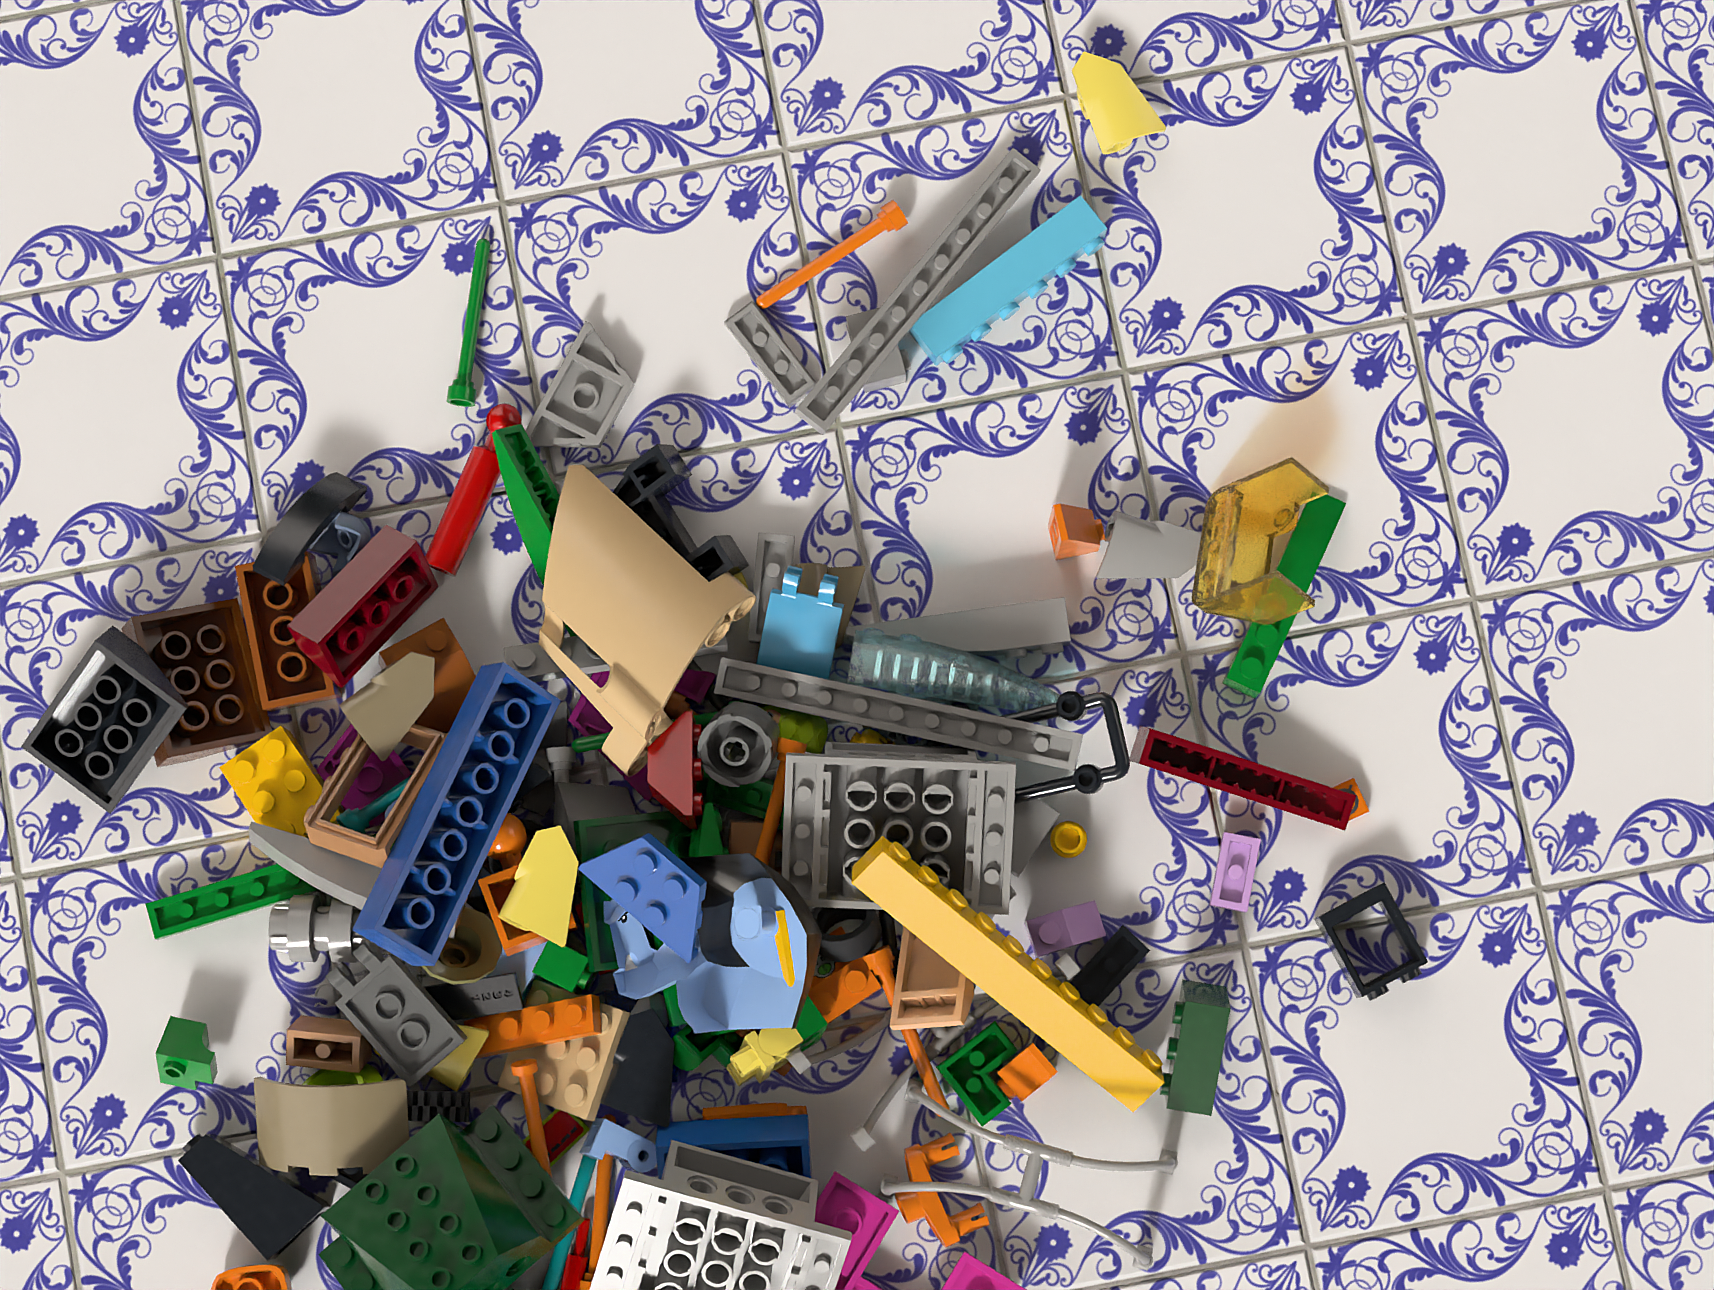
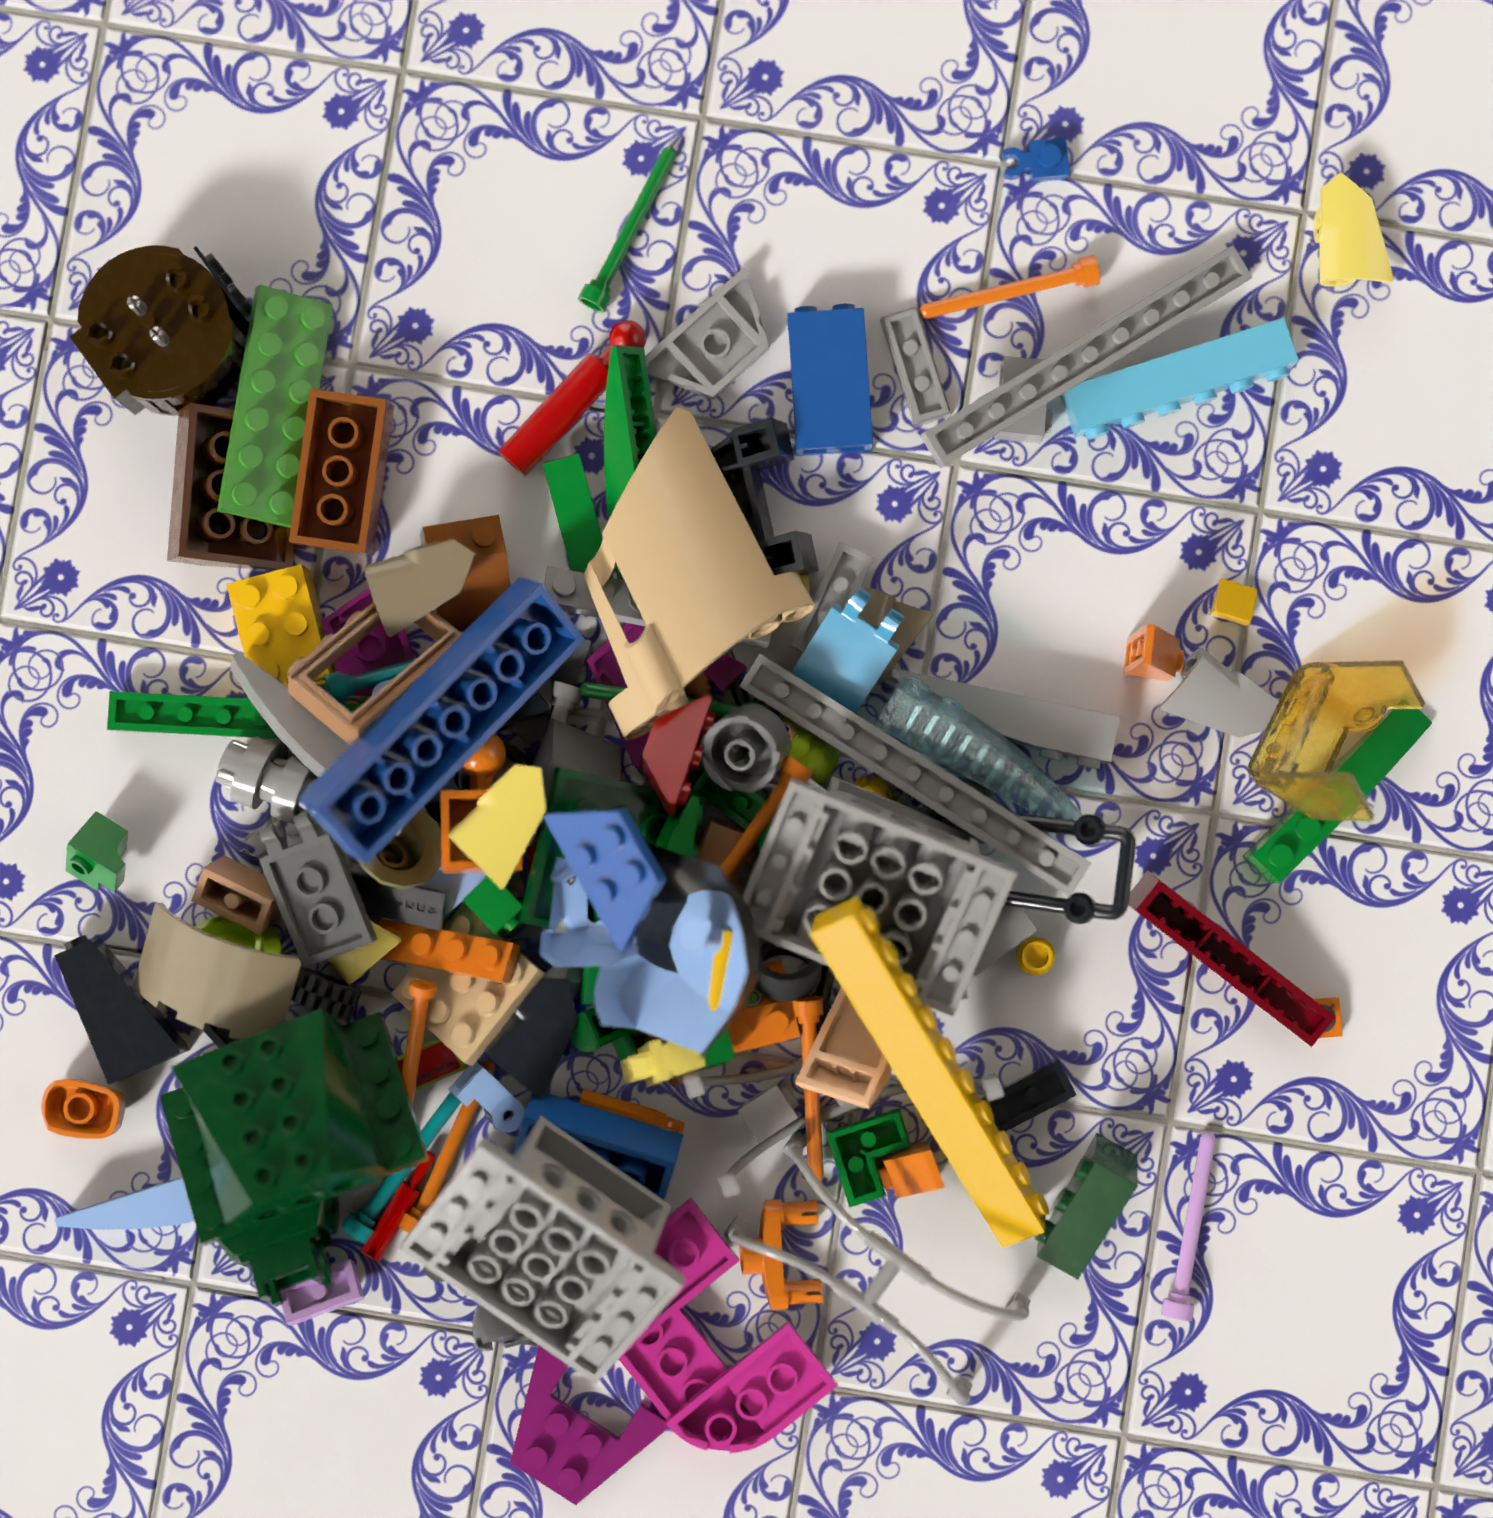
camera: 15 degrees right, 5 degrees up
(84, 560) = (163, 329): none -> dark brown piece
(107, 720) = (132, 496): black slope -> none
(205, 593) = (269, 418): none -> bright green plate
(304, 523) = (393, 370): black slope -> none
(342, 538) = (428, 397): sand blue piece -> none
(364, 605) = (424, 473): dark red slope -> none
(509, 589) = (574, 510): none -> green slope
(698, 393) = (830, 380): none -> blue panel
(818, 132) = (1044, 160): none -> blue plate
(878, 1066) = (769, 1111): none -> light grey brick
(1064, 928) = (999, 1043): lavender slope -> none
(1130, 460) = (1234, 602): none -> yellow slope
(1235, 872) = (1187, 1048): lavender plate -> none
(1311, 1104) = (1178, 1303): none -> lavender piece
(1405, 971) = (1289, 1125): black window -> none

